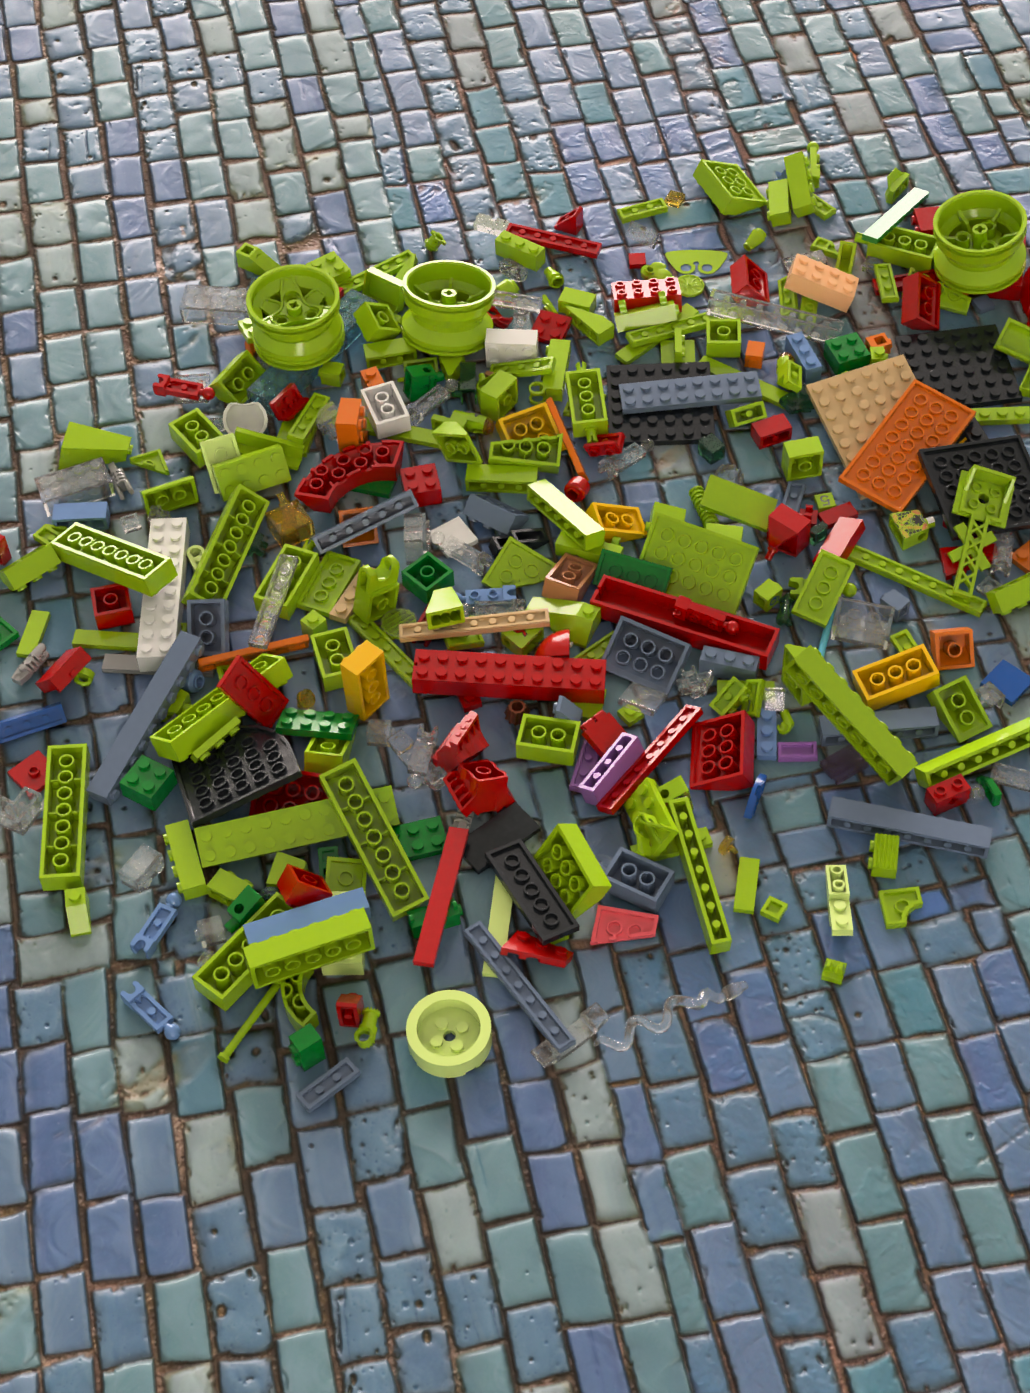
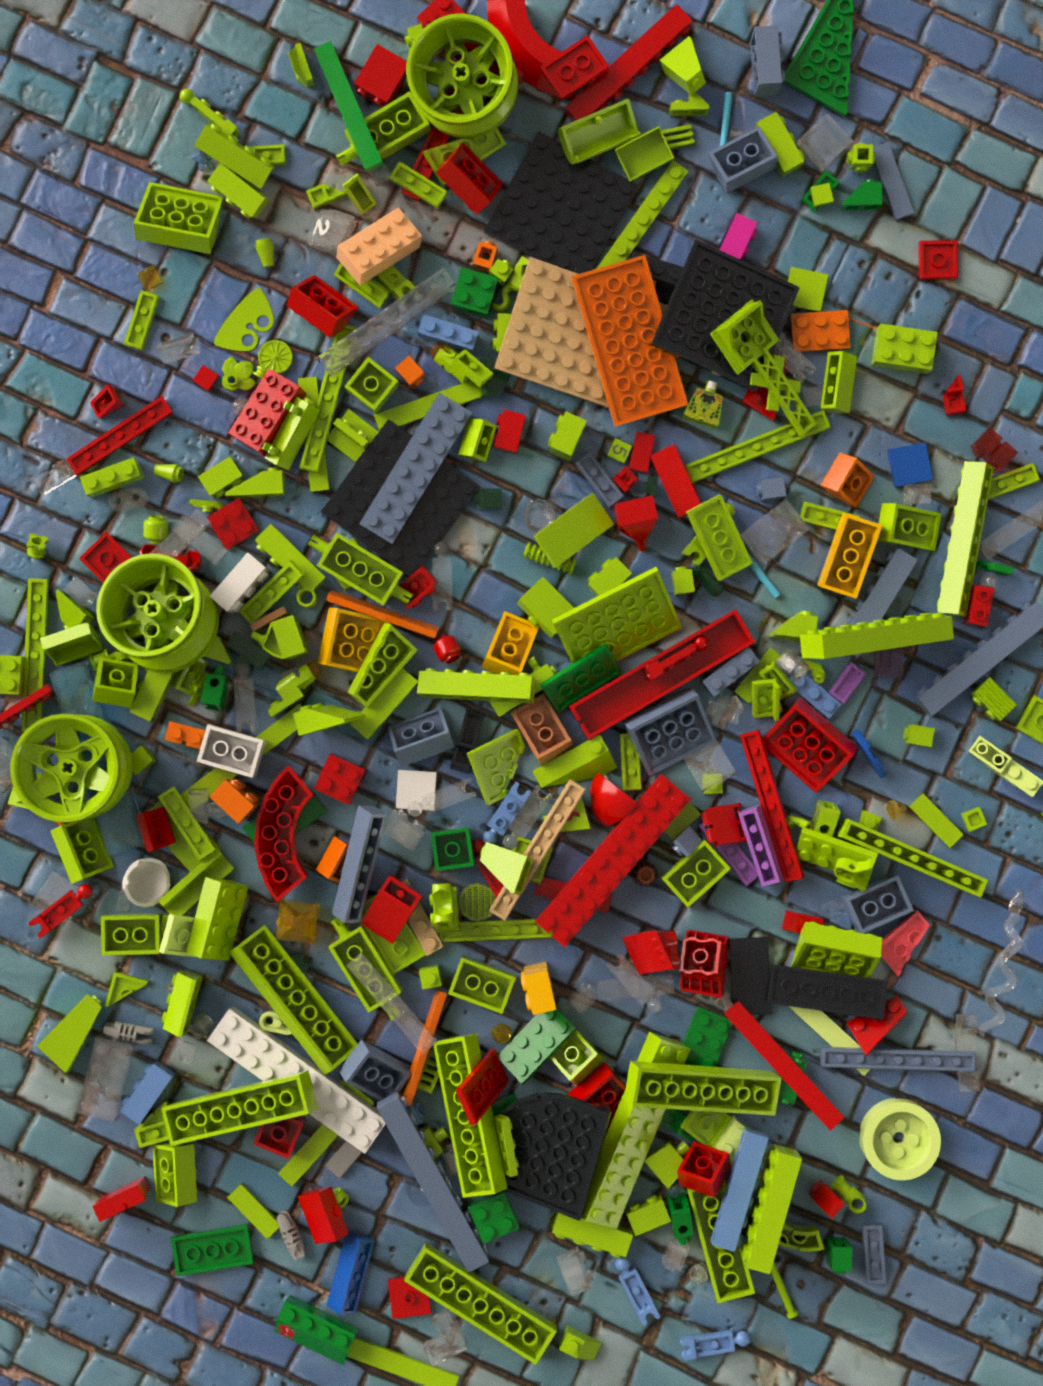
camera: 55 degrees left, 35 degrees up
(343, 563) = (392, 908): none -> red slope
(804, 824) = (919, 735): none -> lime brick

